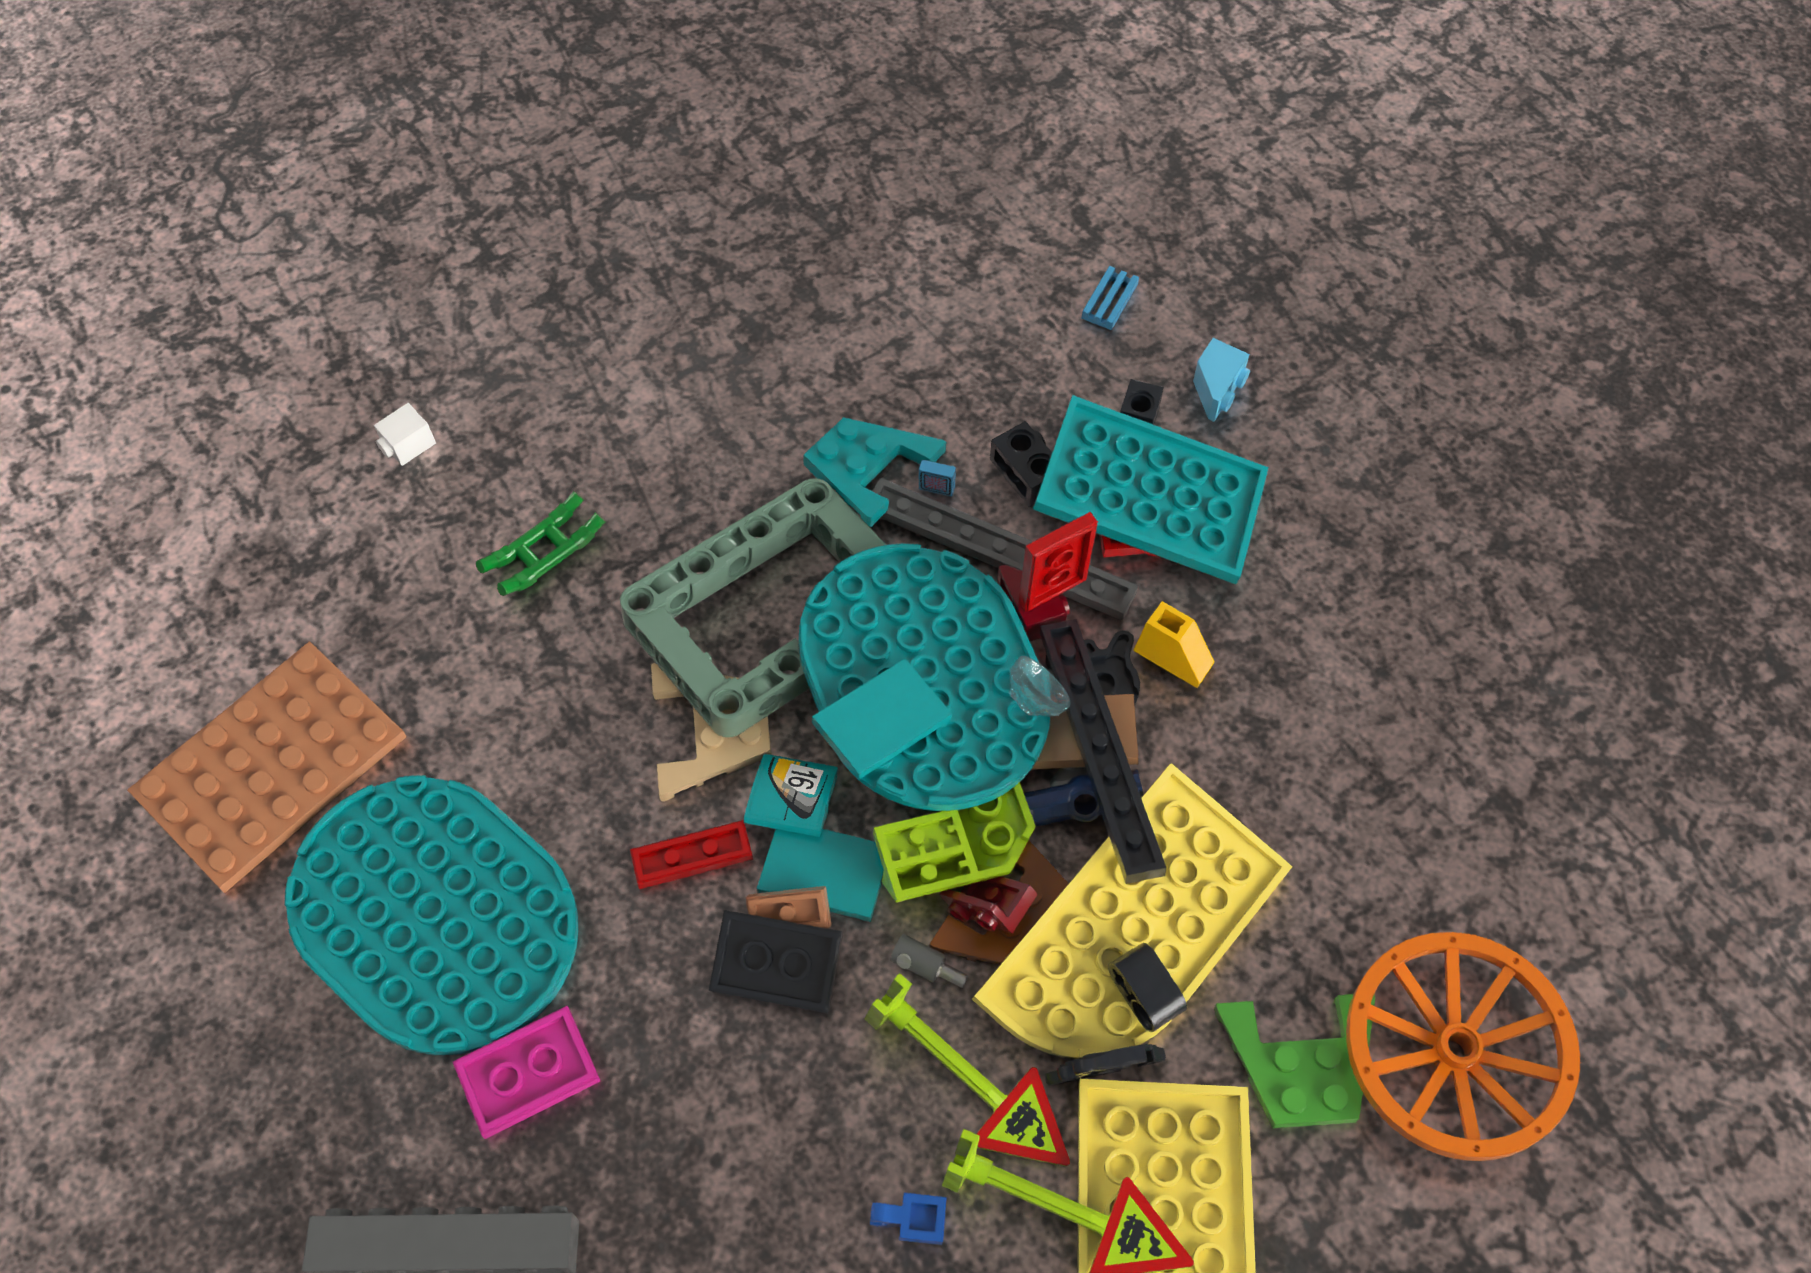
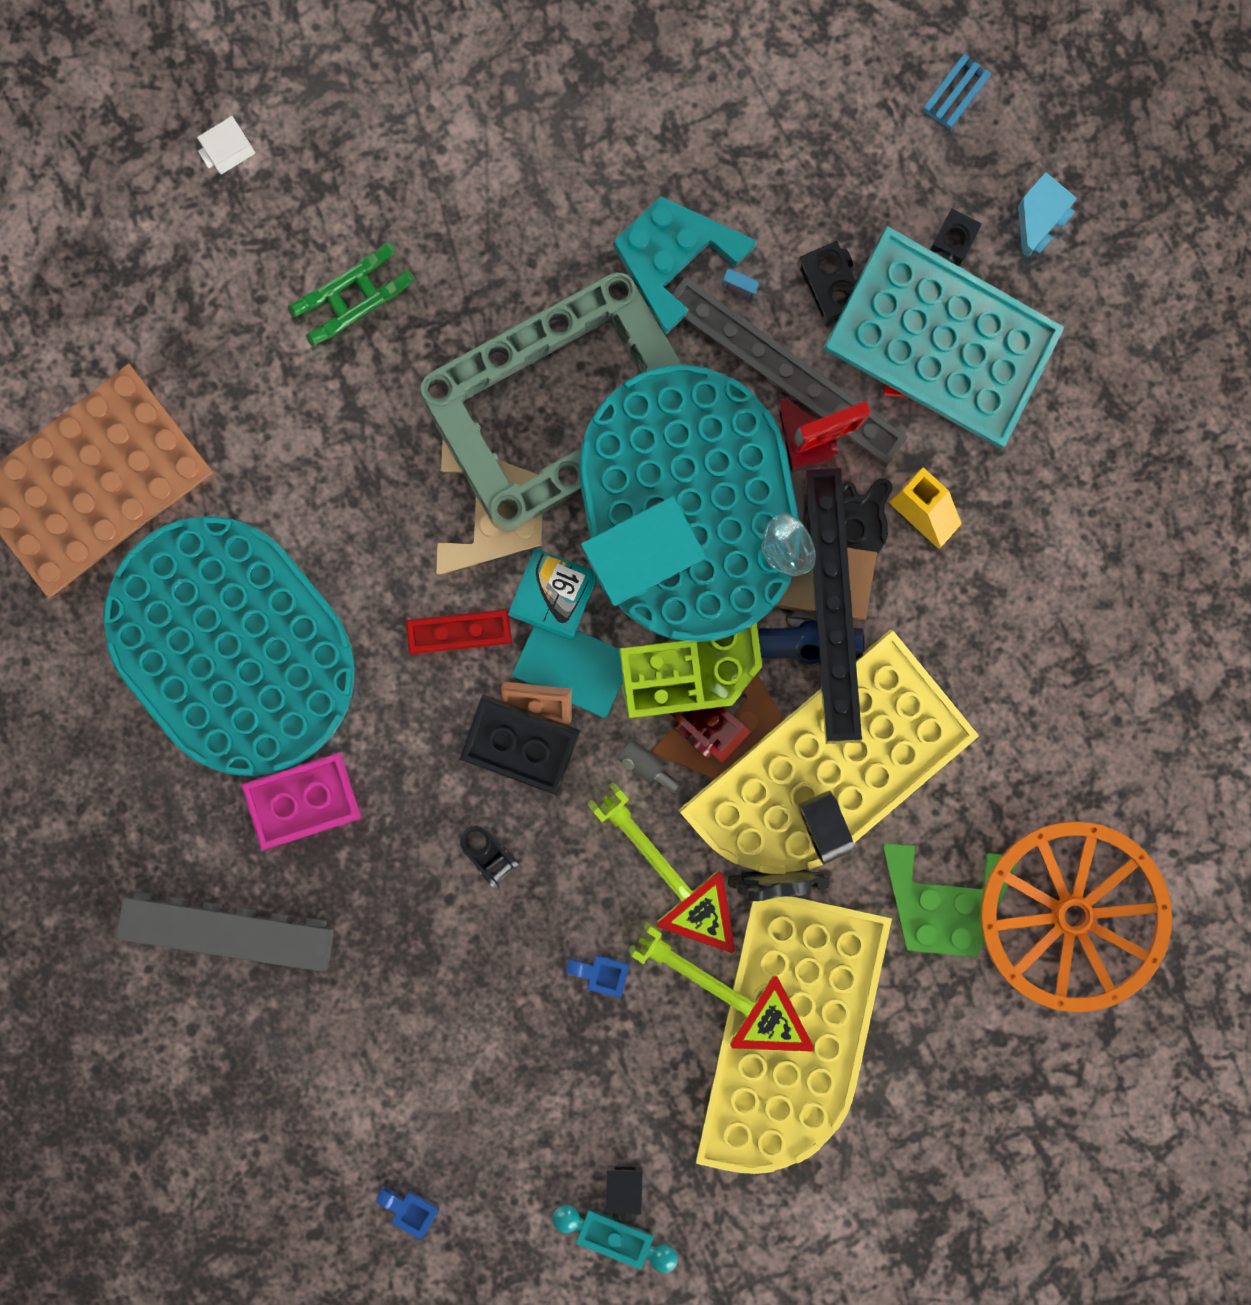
camera: 10 degrees right, 25 degrees up
(761, 1099) = (490, 857): none -> black piece

